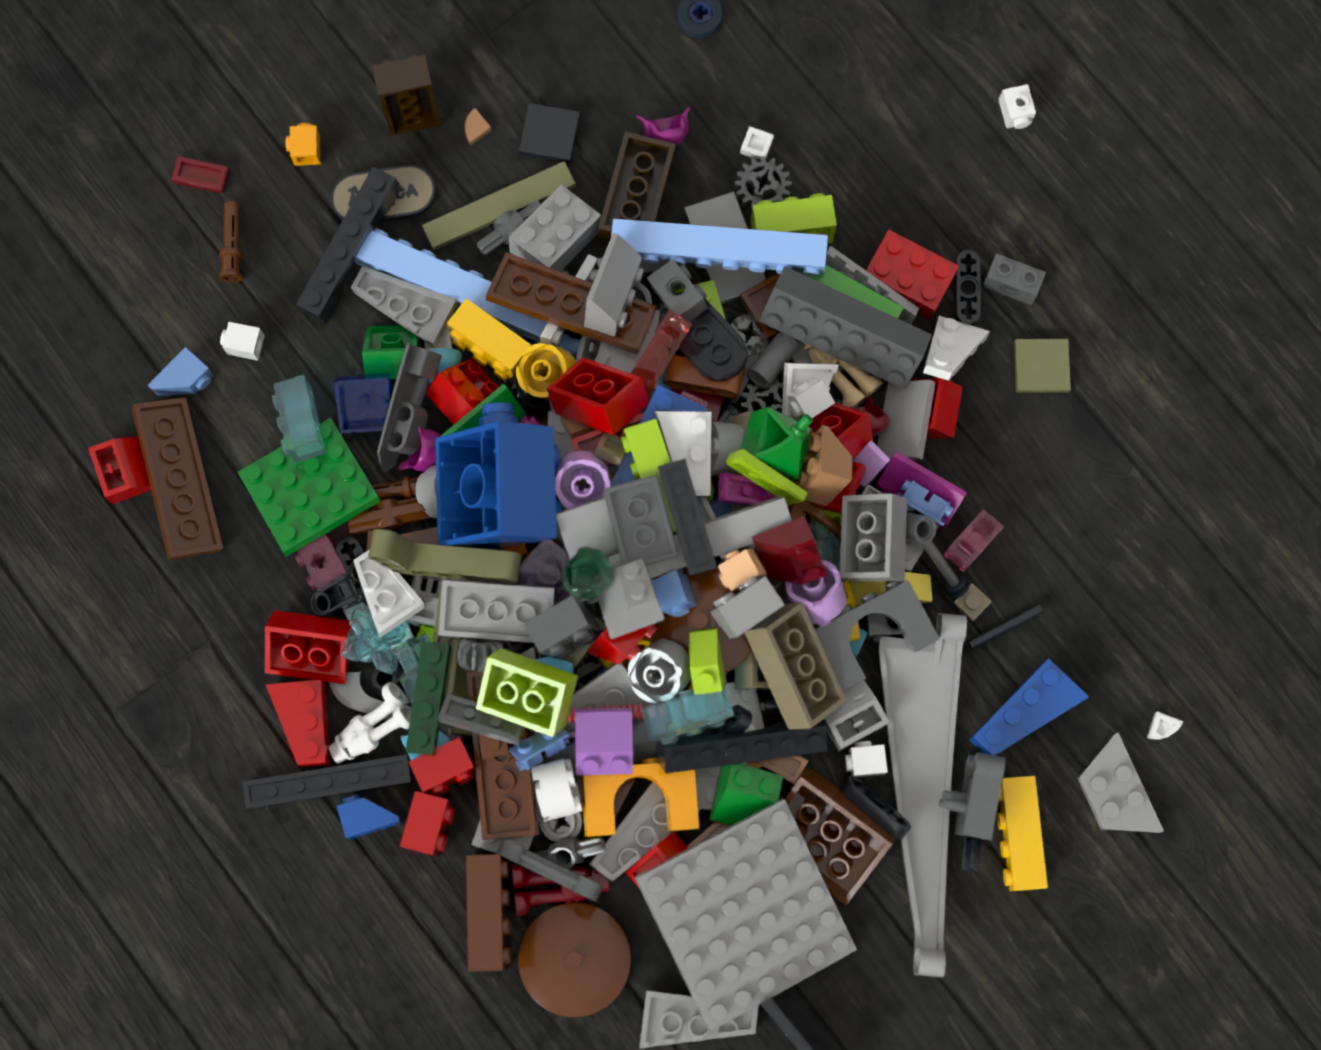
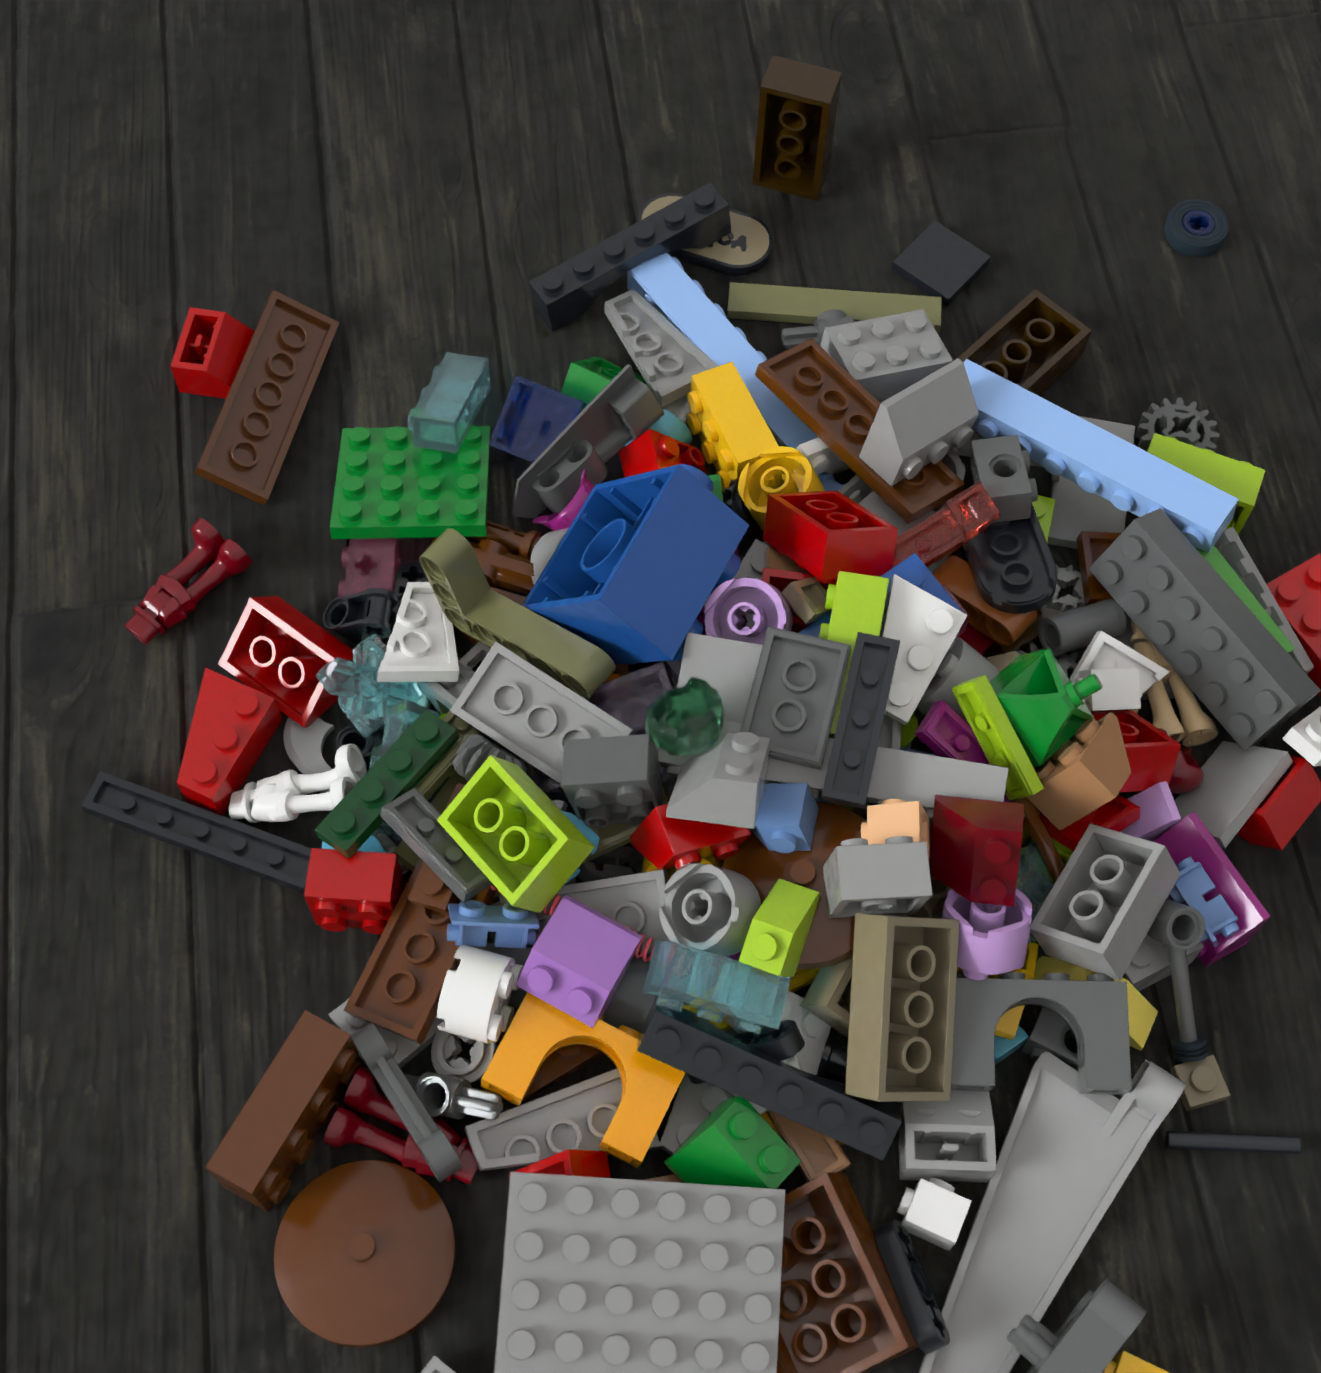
camera: 30 degrees right, 15 degrees down
(182, 376) = (349, 298): medium blue slope -> none
(200, 174) = (513, 121): dark red tile -> none
(208, 652) = (168, 601): none -> dark red piece
(231, 253) = (486, 218): reddish brown pin -> none
(242, 340) = (443, 295): white brick -> none
(304, 144) = (647, 142): light orange brick -> none
(364, 817) = (215, 901): blue slope -> none
(428, 824) = (286, 950): red brick -> none
(476, 127) = (857, 217): medium nougat tile -> none
(667, 129) = (1102, 325): magenta hair -> none
(756, 143) = (1194, 386): white plate -> none
(973, 540) = (1245, 995): clear pink brick -> none
(1035, 703) = (1222, 1273): blue wedge -> none

